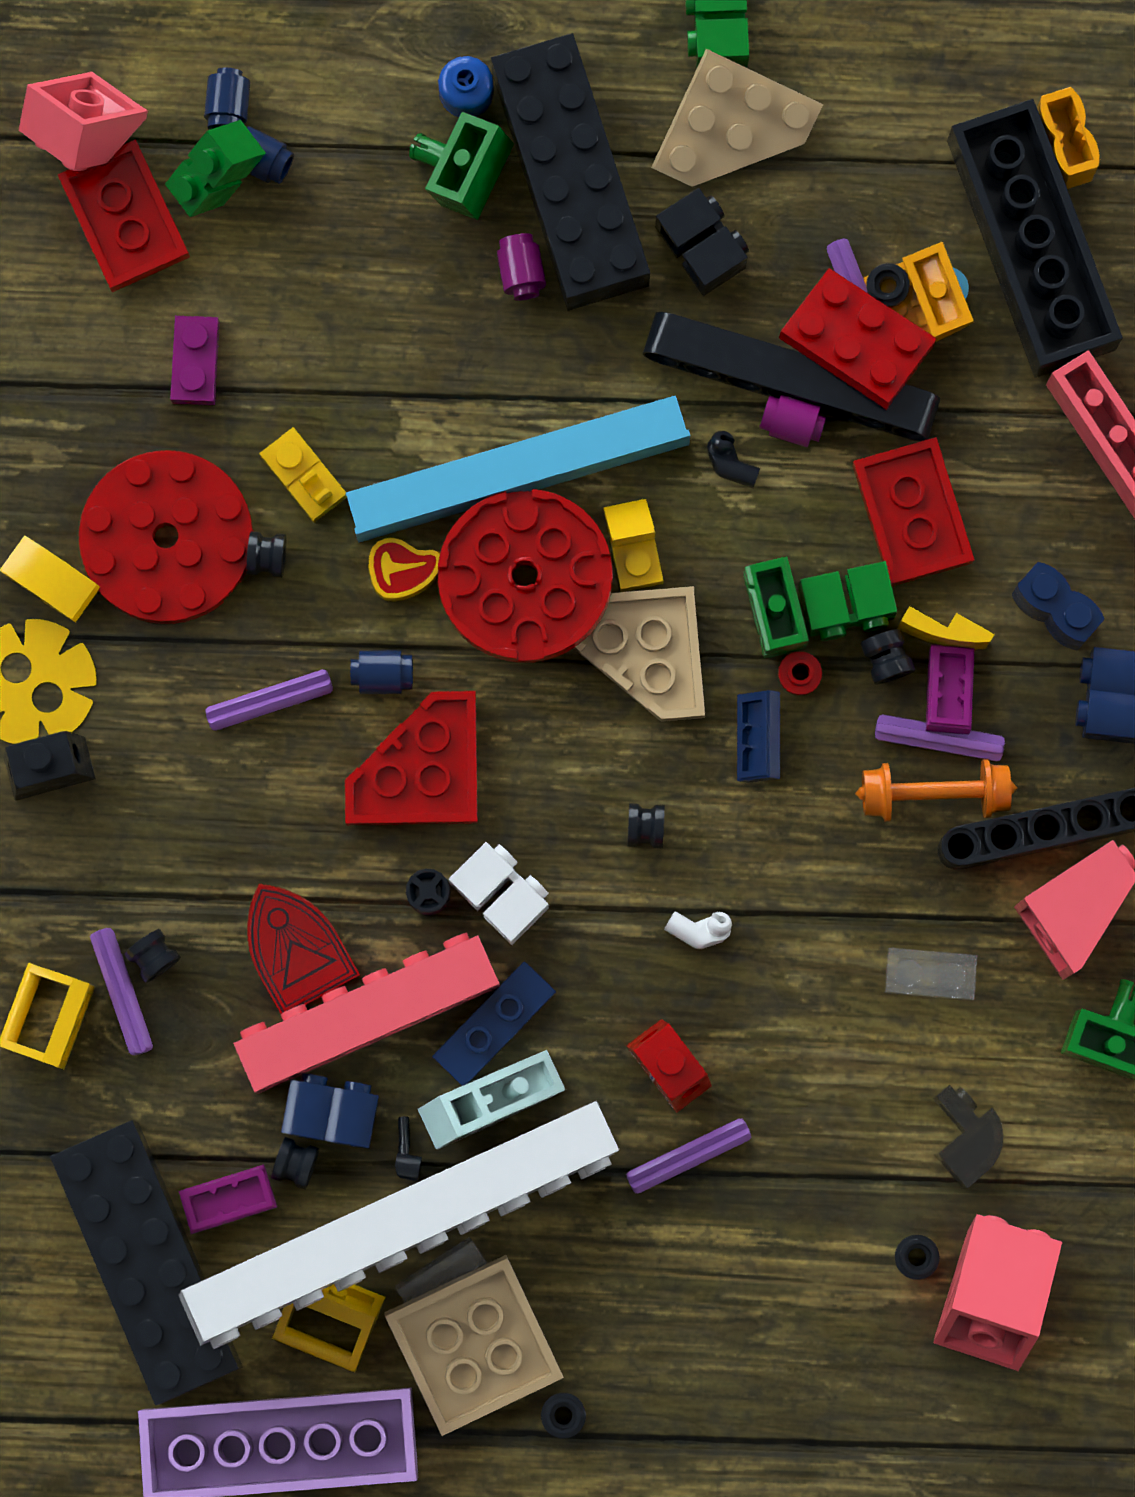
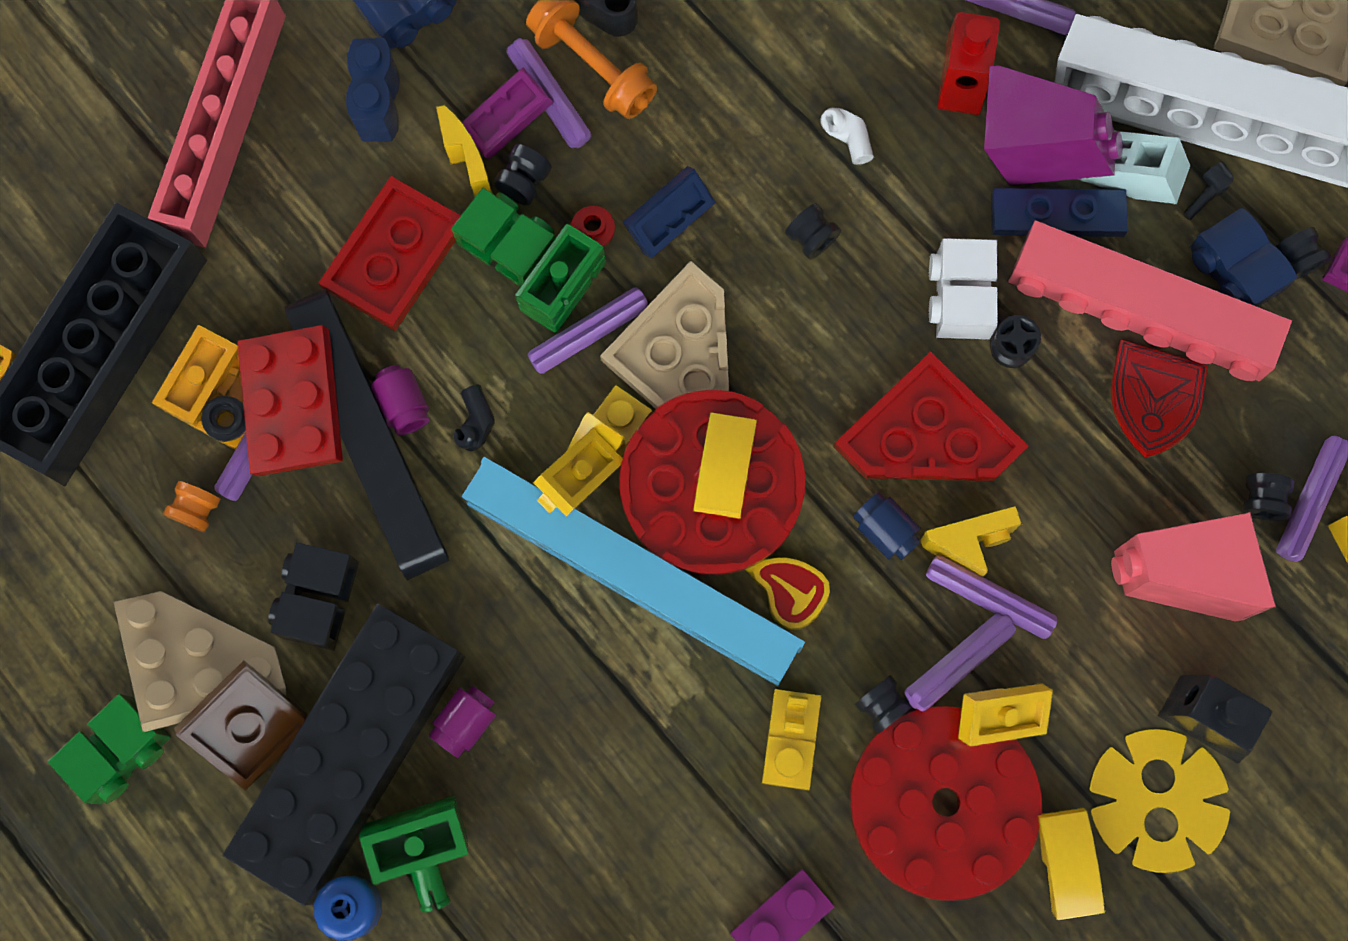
camera: 130 degrees left, 5 degrees down
(155, 843) = (1198, 568): none -> coral slope
(182, 621) = (1005, 714): none -> yellow plate
(245, 630) = (960, 662): none -> medium lavender axle
(326, 711) = (961, 539): none -> yellow slope
(524, 586) = (725, 465): none -> yellow slope
(559, 1053) = (1047, 130): none -> magenta slope
(613, 484) = (577, 473): none -> yellow plate
(651, 119) = (242, 725): none -> tile
(724, 600) = (587, 330): none -> medium lavender axle
(846, 212) = (191, 506): none -> orange wheel

